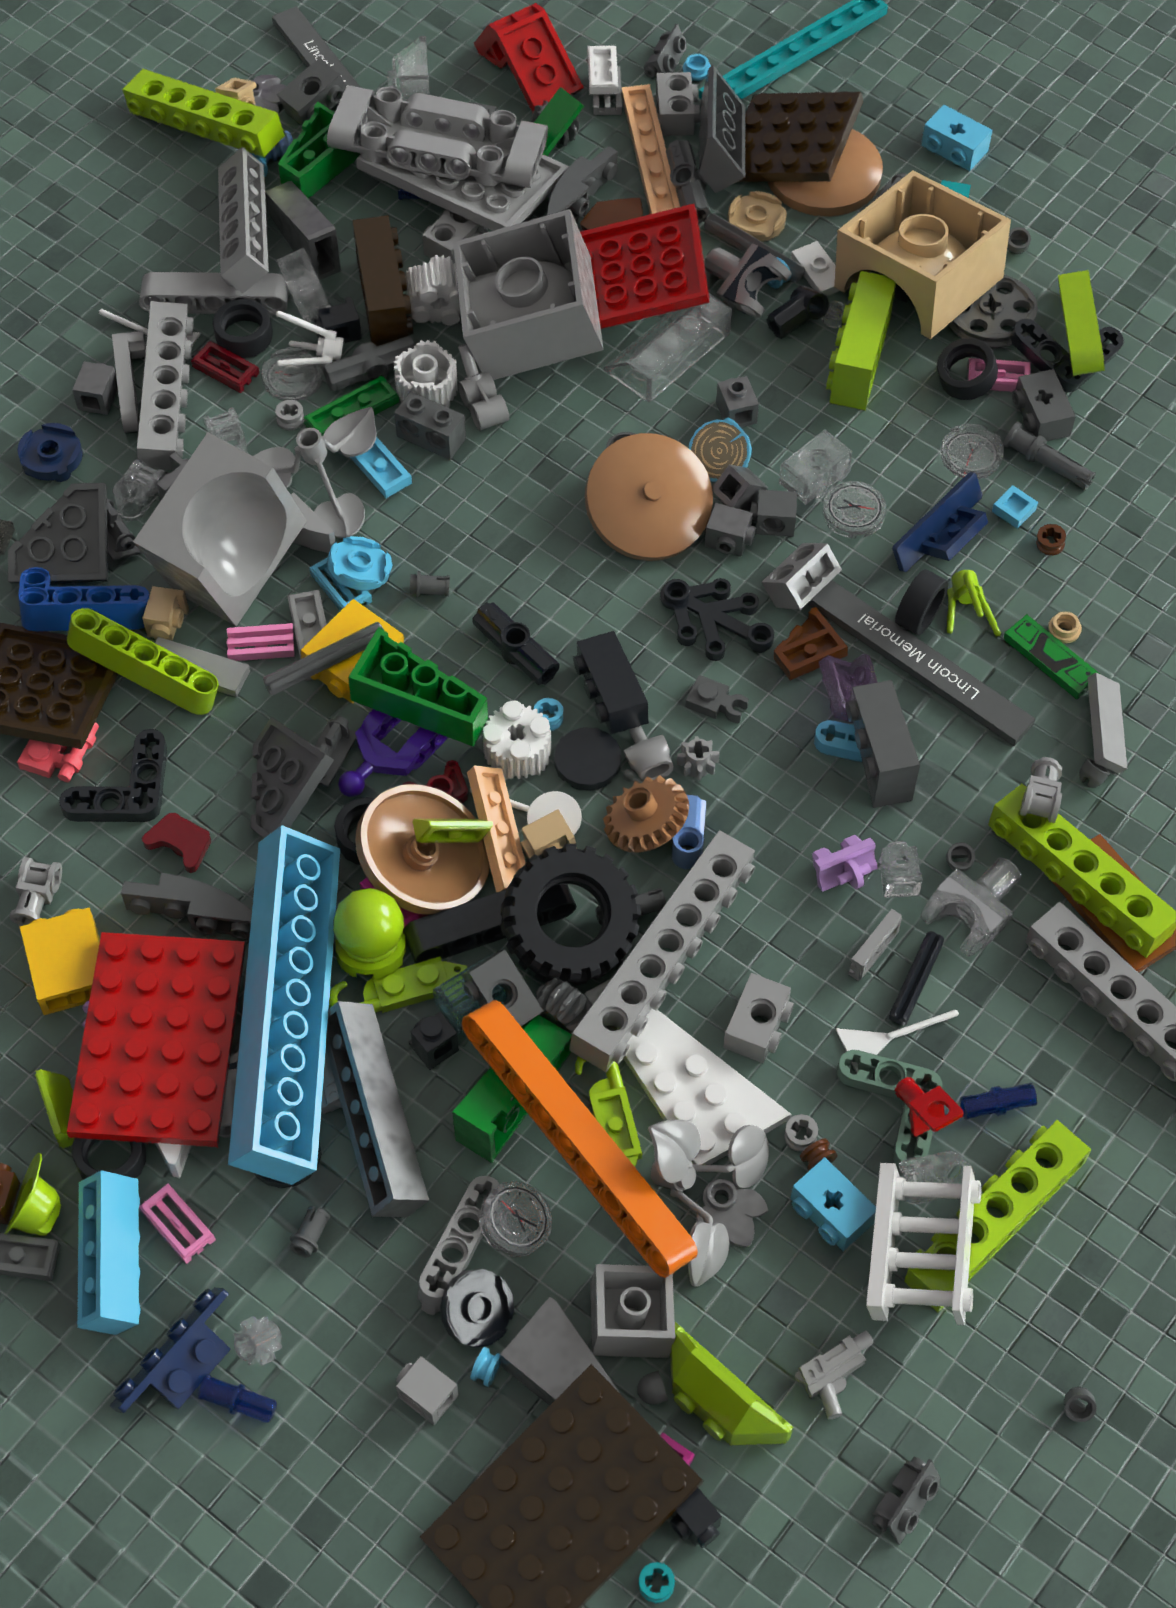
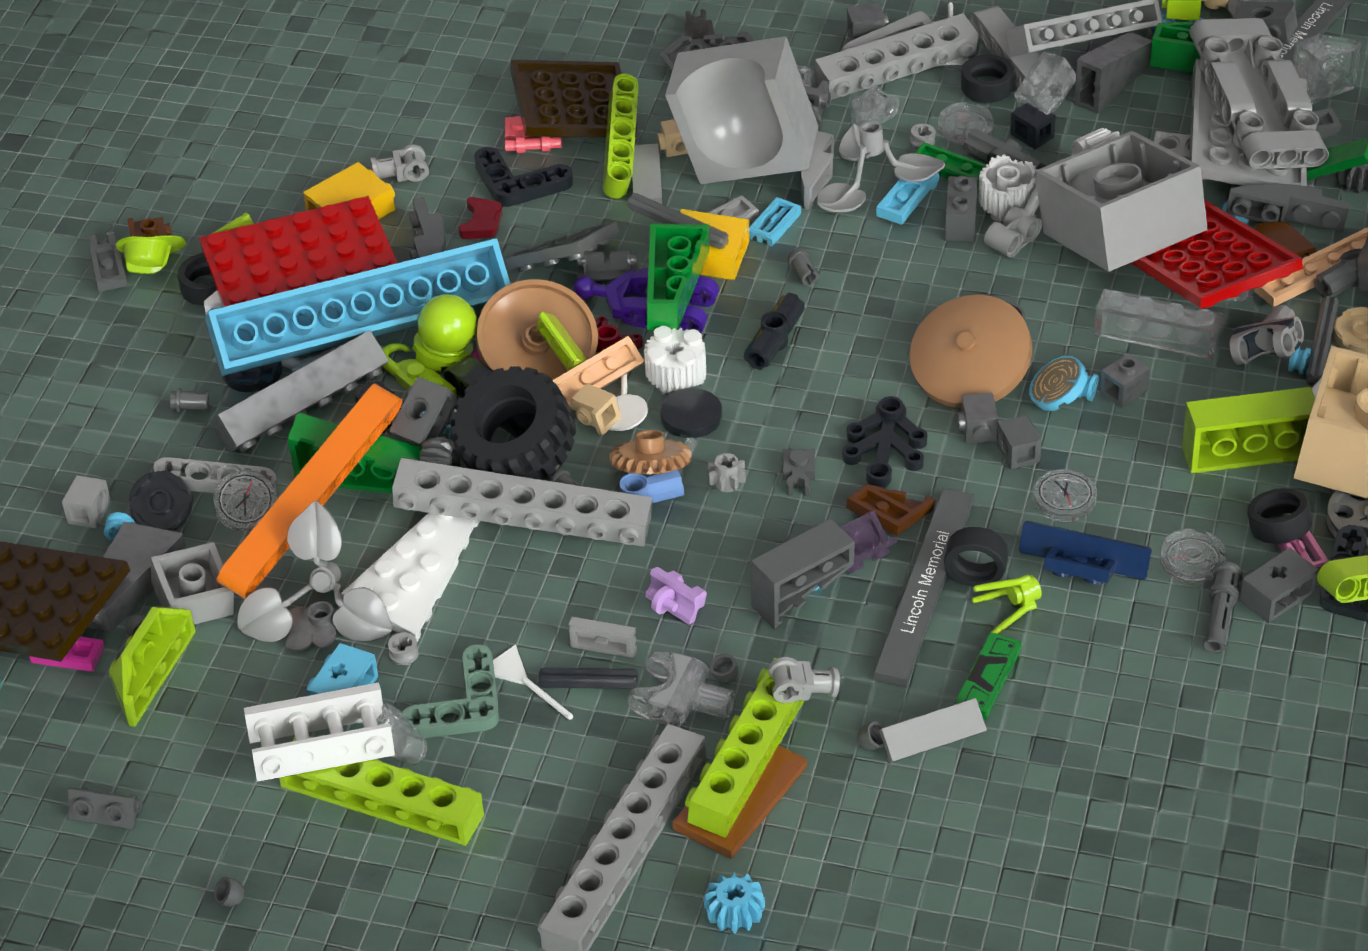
camera: 70 degrees right, 15 degrees down
(51, 607) = (652, 71): blue beam -> none
(54, 466) = (806, 30): dark blue plate -> none
(108, 1253) = (124, 301): medium azure brick -> none
(182, 1360) = (63, 373): dark blue bracket -> none
(196, 1246) = (173, 337): bright pink tile -> none
(222, 370) = (944, 98): dark red tile -> none
(237, 1399) = (44, 409): clear blue axle -> none
(257, 1340) = (89, 400): clear gear -> none
(260, 637) = (692, 192): bright pink tile -> none
(329, 347) = (1000, 125): white plant -> none
(359, 563) = (796, 220): medium azure tile -> none
(382, 280) = (1105, 105): dark brown brick -> none
(554, 707) = (720, 383): medium azure bush -> none
(611, 683) = (767, 395): black brick -> none
(613, 1110) = (369, 528): lime plate -> none
(648, 755) = (712, 443): light grey piece -> none
(696, 1520) = (43, 680): black brick -> none
(738, 487) = (1023, 400): flat silver brick -> none
(764, 999) = (493, 585): light grey brick -> none
(801, 575) = (955, 473): light grey brick -> none
(802, 306) = (1250, 381): black piece -> none
(815, 467) = (1089, 451): clear brick -> none
(816, 1152) = (386, 661): reddish brown bush -> none
(826, 1372) = (194, 724): light grey piece -> none
(900, 870) = (688, 632): clear brick -> none
(927, 1108) = (444, 698): red bracket -> none
(998, 1101) = (493, 764): clear blue pin -> none
(1014, 506) = (1142, 599): medium azure plate -> none
(1058, 535) = (1122, 646): reddish brown bush -> none
(1068, 621) = (1026, 674): tan plate -> none

